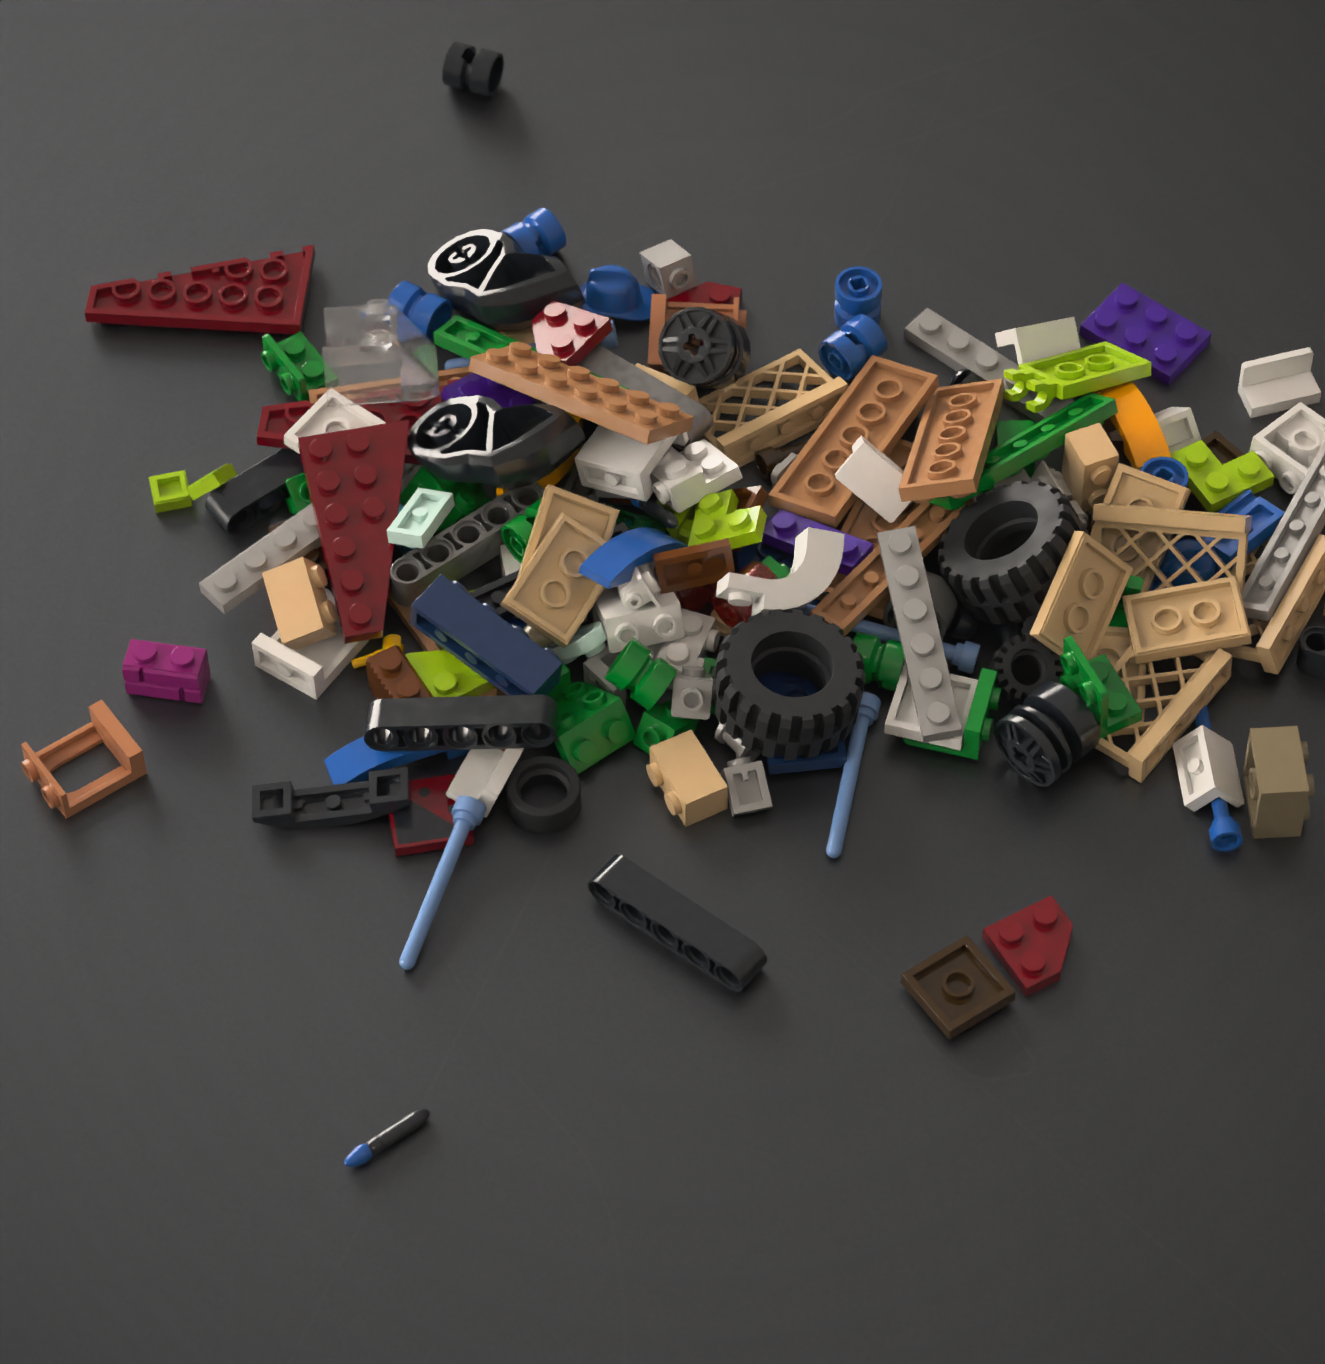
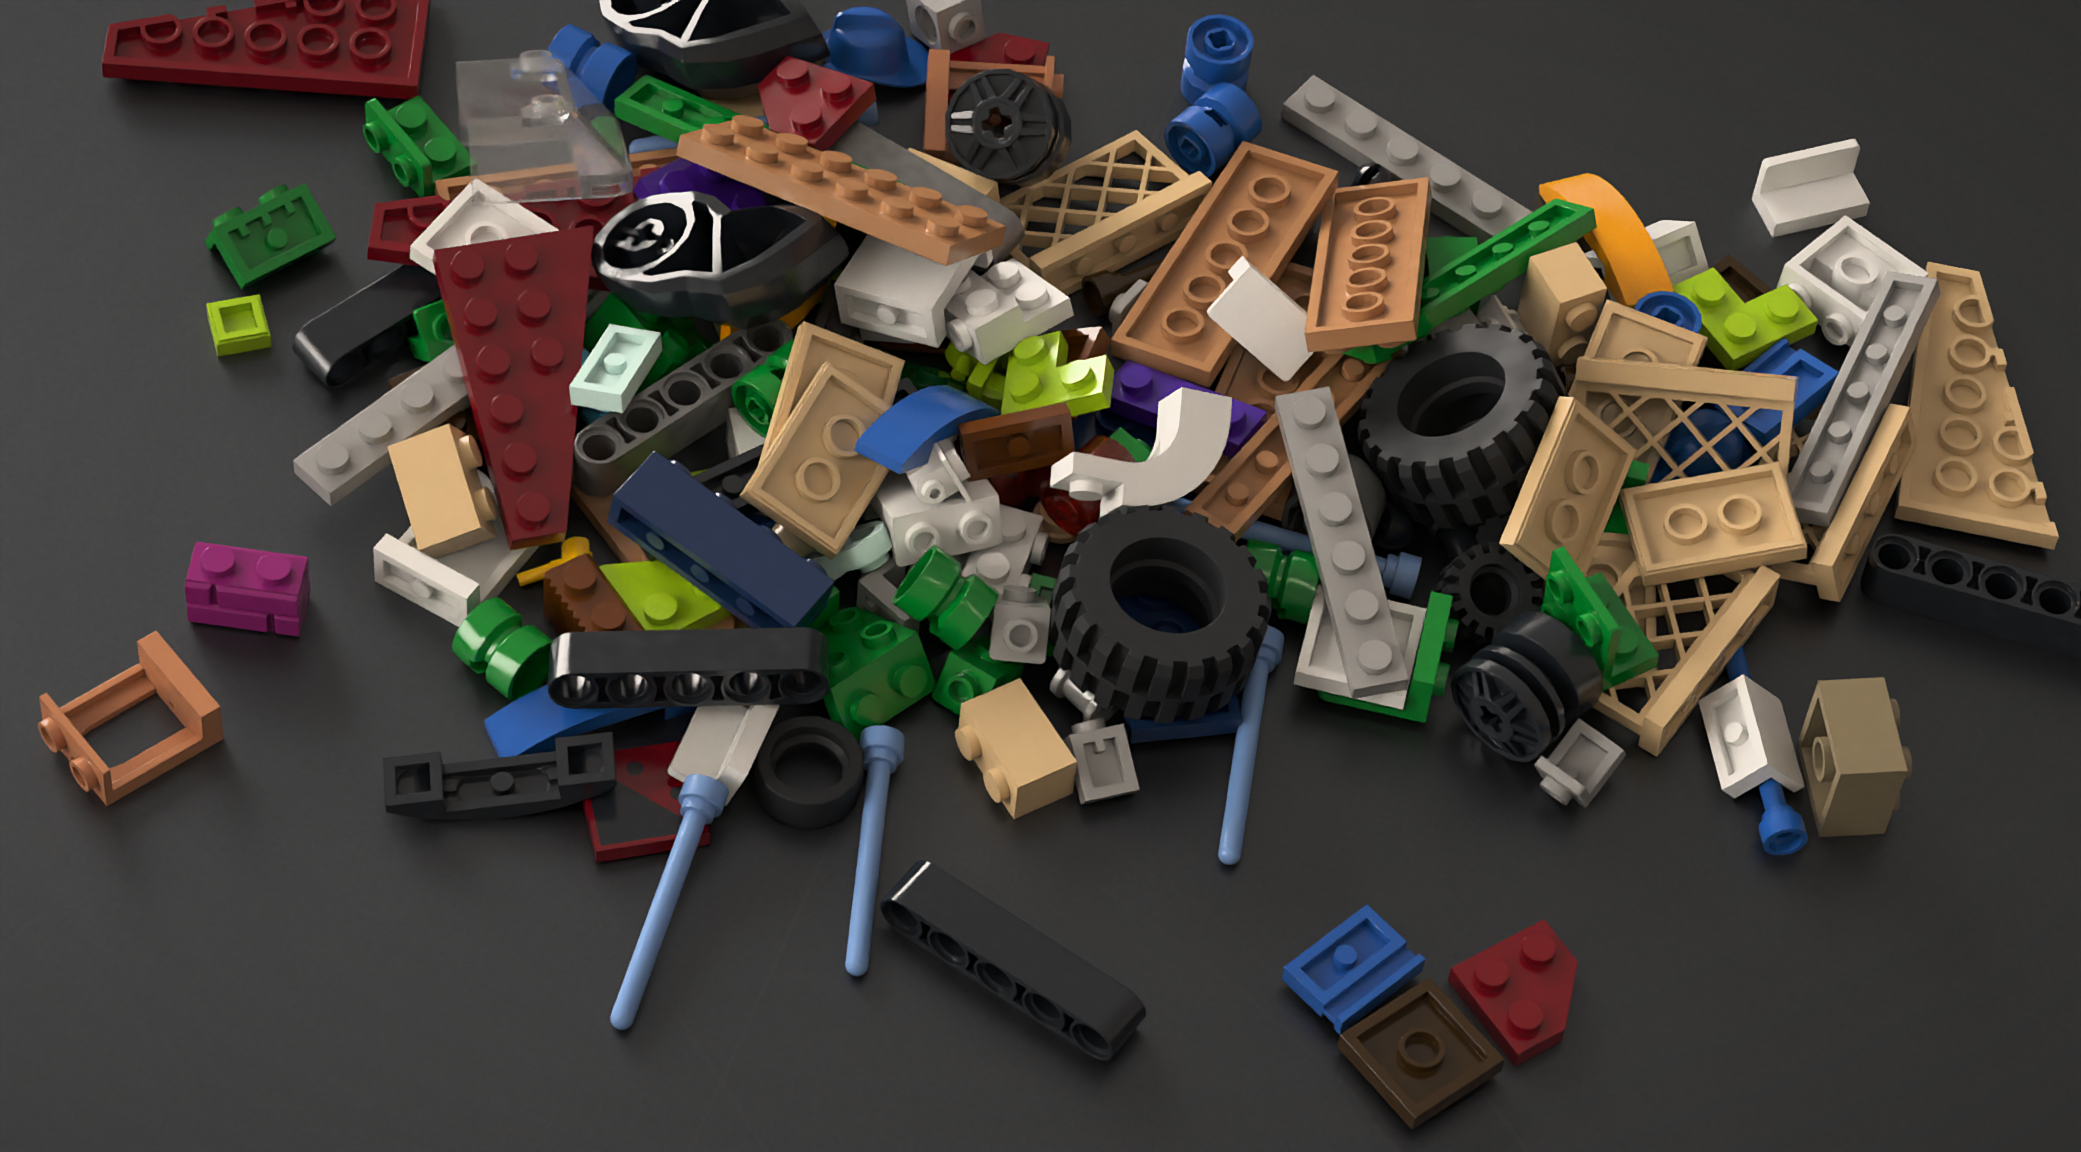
camera: 10 degrees left, 0 degrees up
(194, 429) = (271, 235): none -> green bracket
(211, 481) = (301, 311): lime tile -> none
(336, 710) = (502, 648): none -> green wheel
(594, 780) = (882, 754): none -> medium blue piece
(657, 512) = (952, 363): black piece -> none
(914, 929) = (1353, 969): none -> blue plate
(1041, 339) = (1481, 128): white panel -> none
(1074, 374) = (1530, 172): lime tile -> none
(1083, 788) = (1579, 765): none -> light grey bracket
(1146, 330) = (1619, 116): dark purple plate -> none

